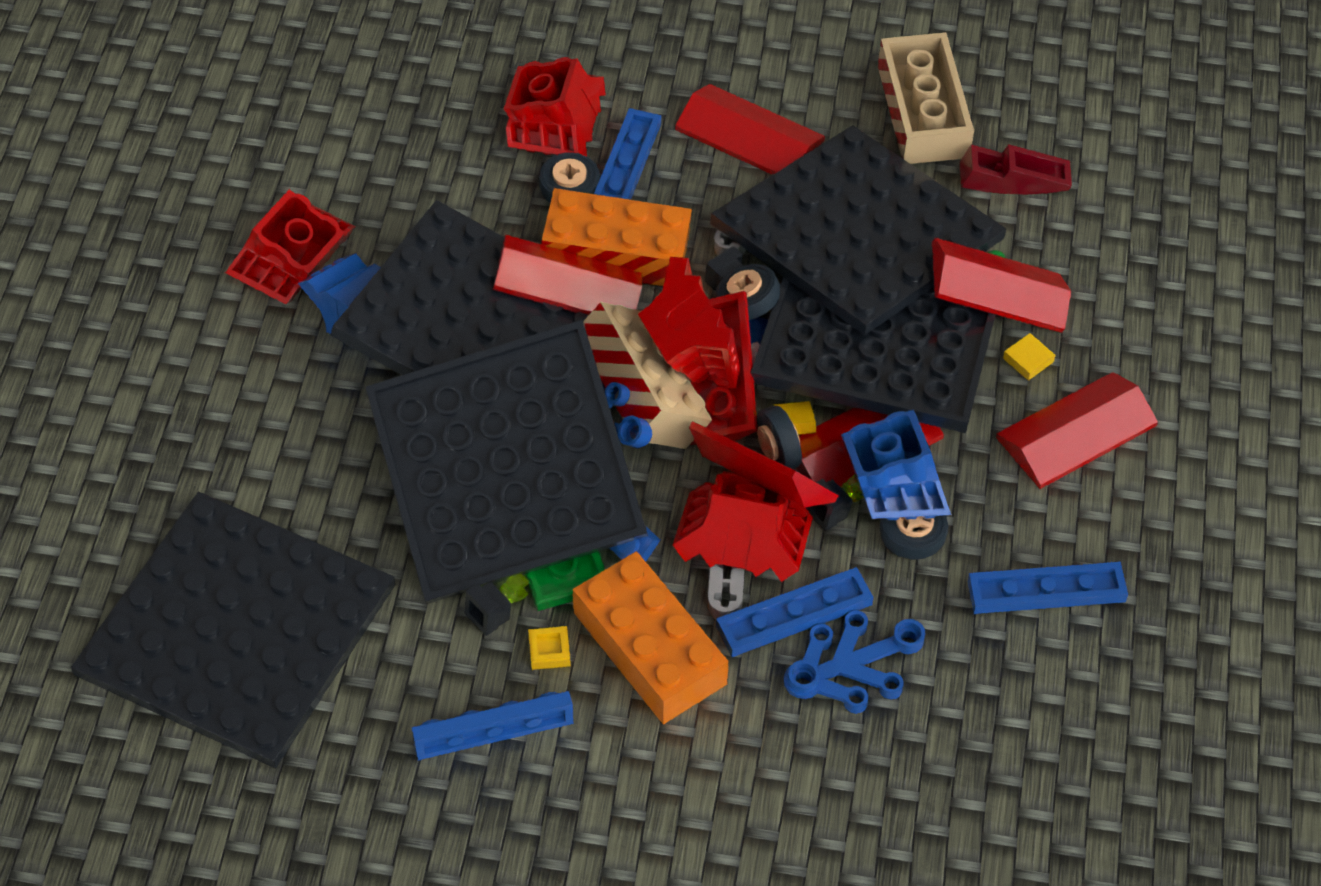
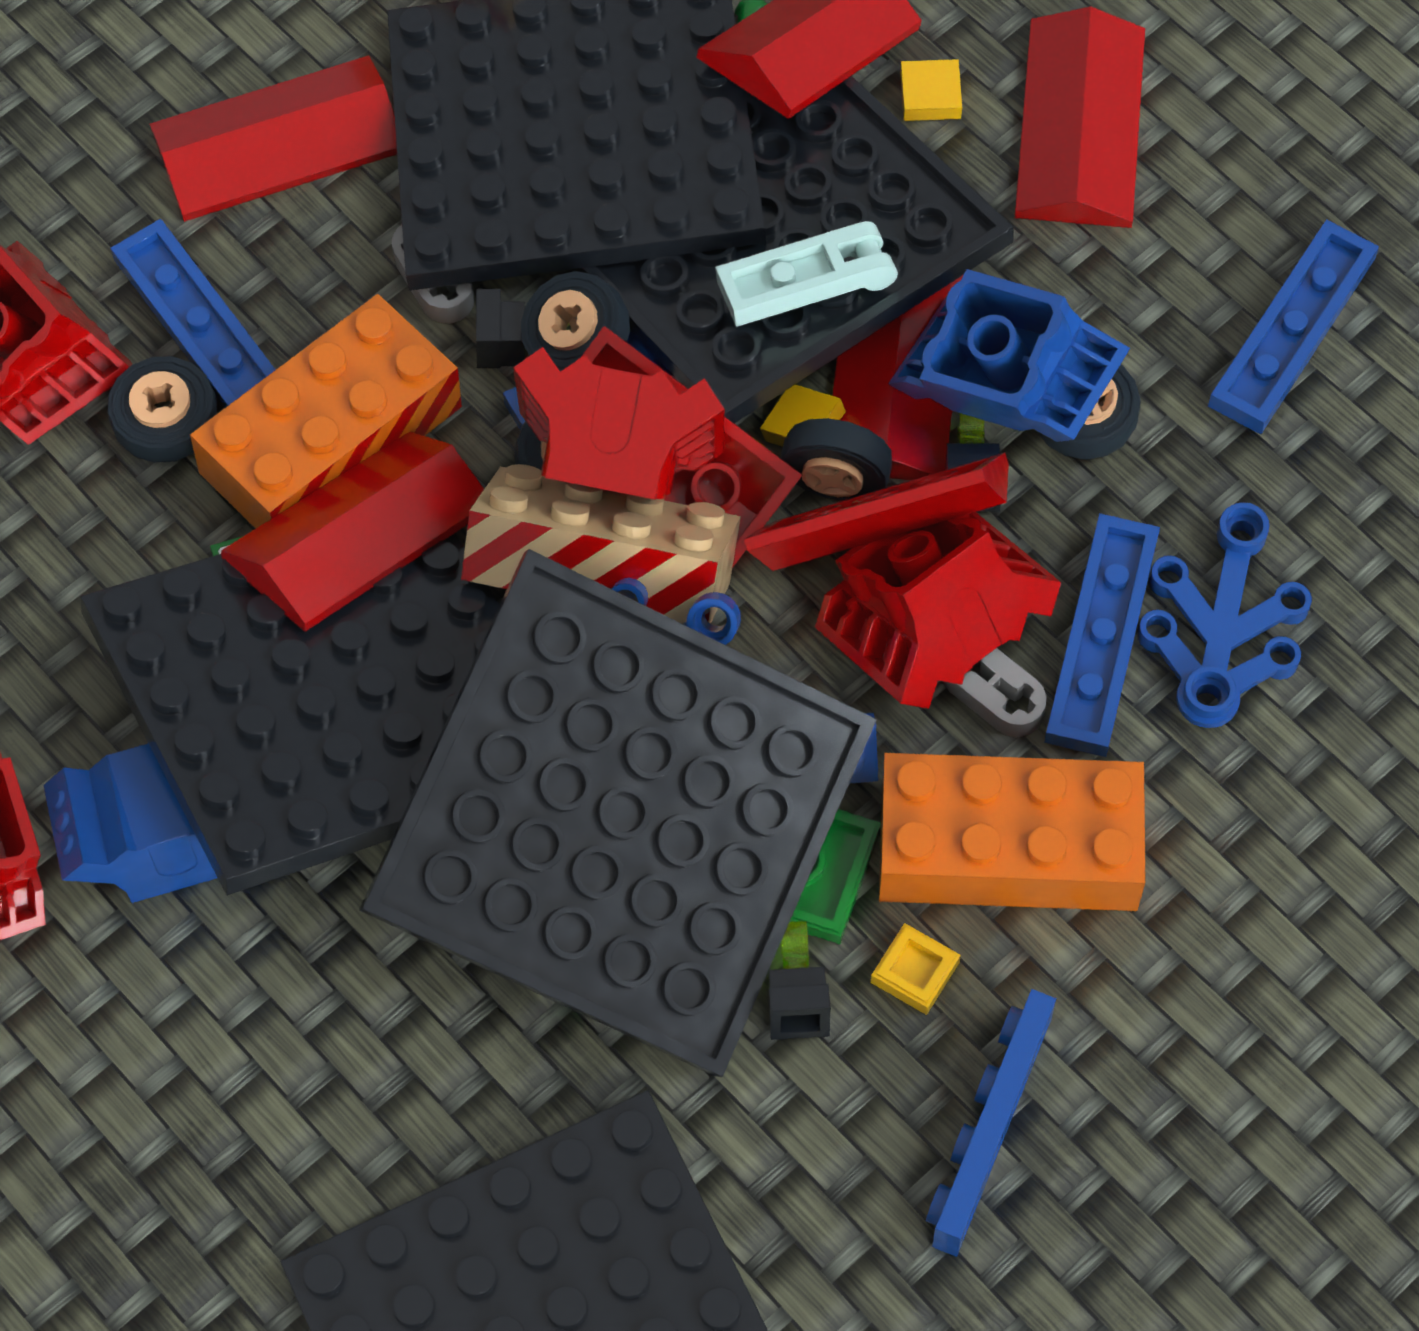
camera: 50 degrees left, 10 degrees up
(856, 354) = (805, 273): none -> light aqua plate

